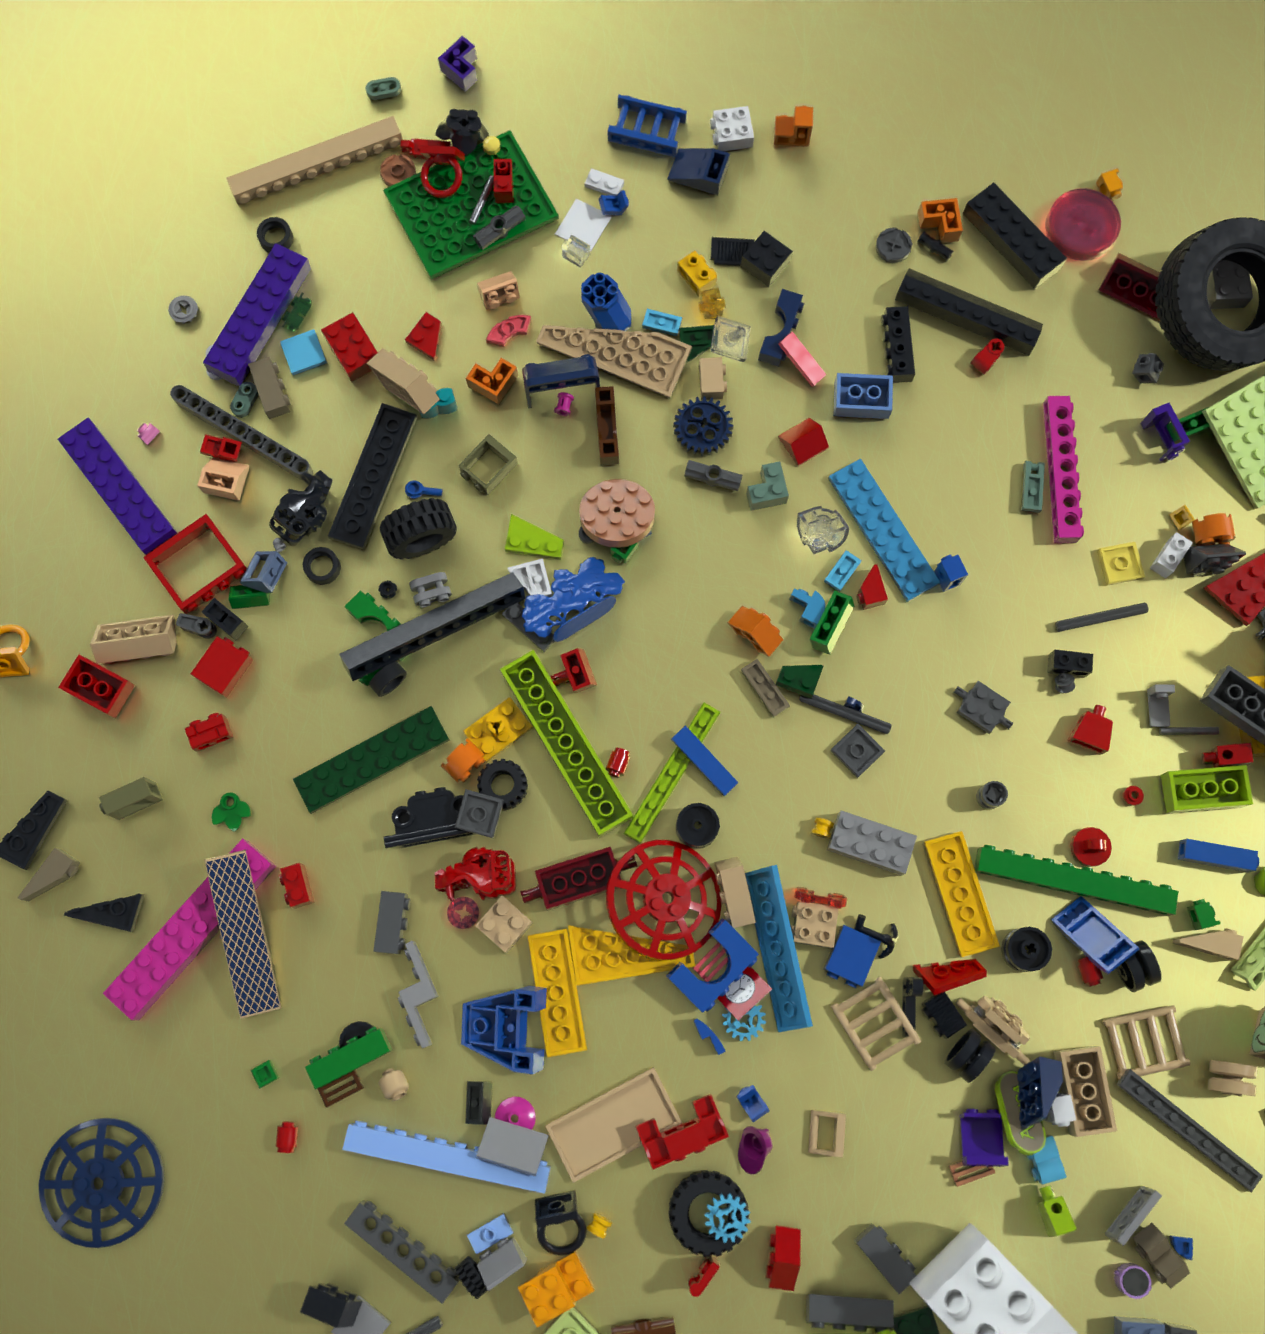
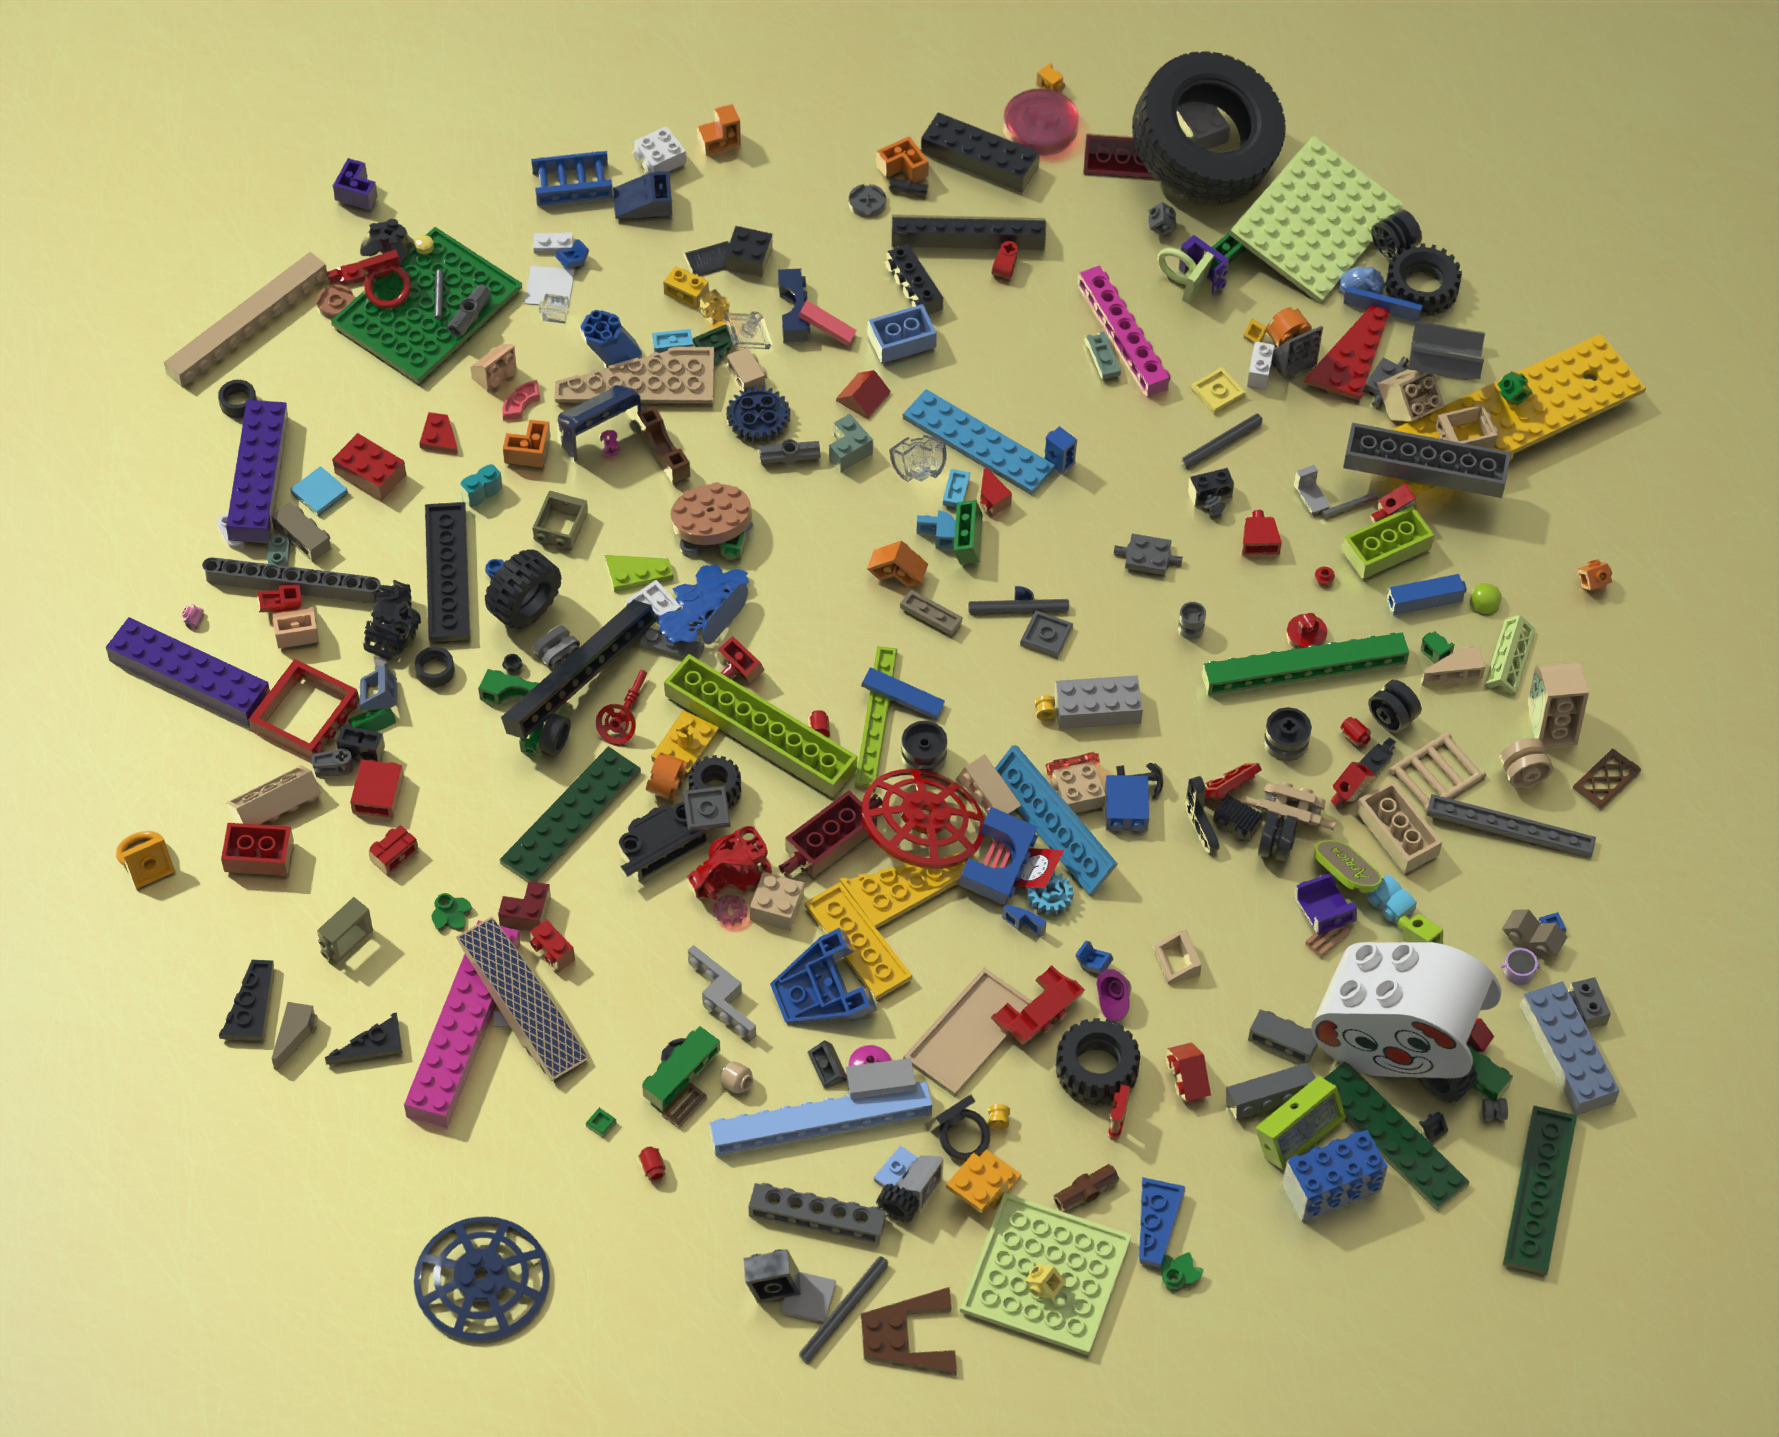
camera: 25 degrees left, 20 degrees down
(186, 302) = (173, 488): light grey gear -> none
(292, 844) = (527, 912): none -> dark red brick
(300, 306) = (295, 450): clear green hinge -> none
(383, 87) = (284, 233): sand green plate -> none
(391, 922) = (664, 943): dark grey brick -> none
(404, 380) = (442, 469): tan brick -> none
(451, 685) = (619, 719): none -> red dish
(503, 181) = (454, 269): red slope -> none
(718, 1212) = (1105, 1041): medium azure gear -> none
(800, 678) = (960, 591): dark green wing -> none
(889, 1003) = (1172, 874): tan bar -> none
(961, 894) = (1204, 714): yellow plate -> none
(1038, 1089) = (1350, 832): dark blue slope -> none
(1061, 1110) = (1380, 848): white brick -> none
(1063, 1029) = (1355, 776): none -> red torso
(1091, 1008) = (1379, 756): none -> black hinge
(1094, 935) = (1342, 695): slope -> none
(1133, 1215) = (1491, 907): light grey tile -> none
(1149, 441) = (1194, 277): none -> yellowish green tile

